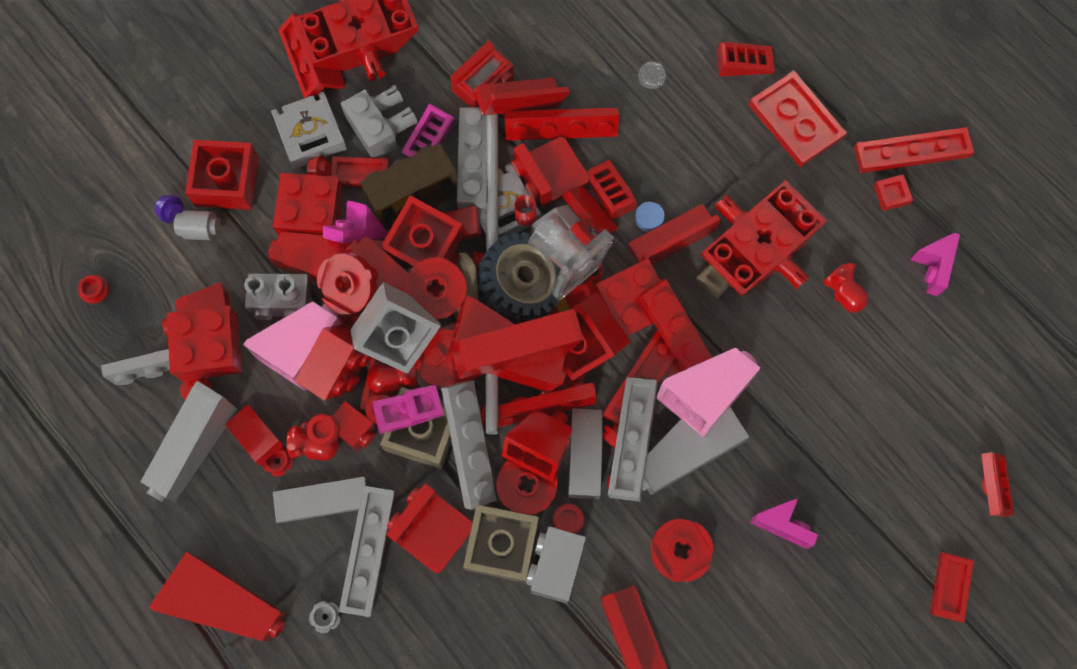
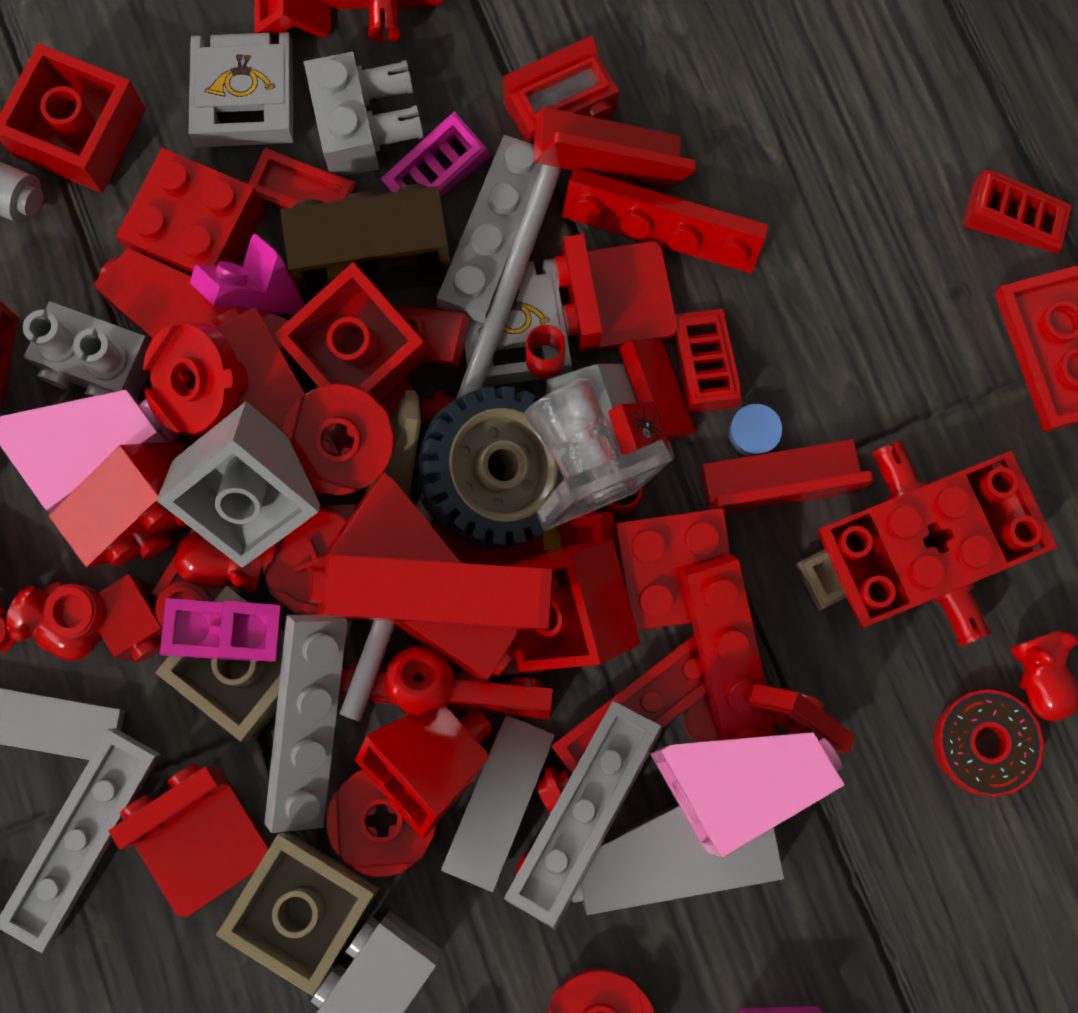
camera: 15 degrees right, 5 degrees up
(319, 166) = (234, 159): red plate -> none
(523, 409) = (423, 696): none -> red plate
(568, 518) = (431, 903): red tile -> none
(652, 75) = (848, 187): clear plate -> none
(720, 344) = (800, 714): none -> red plate
(844, 328) = (1018, 736): none -> tile

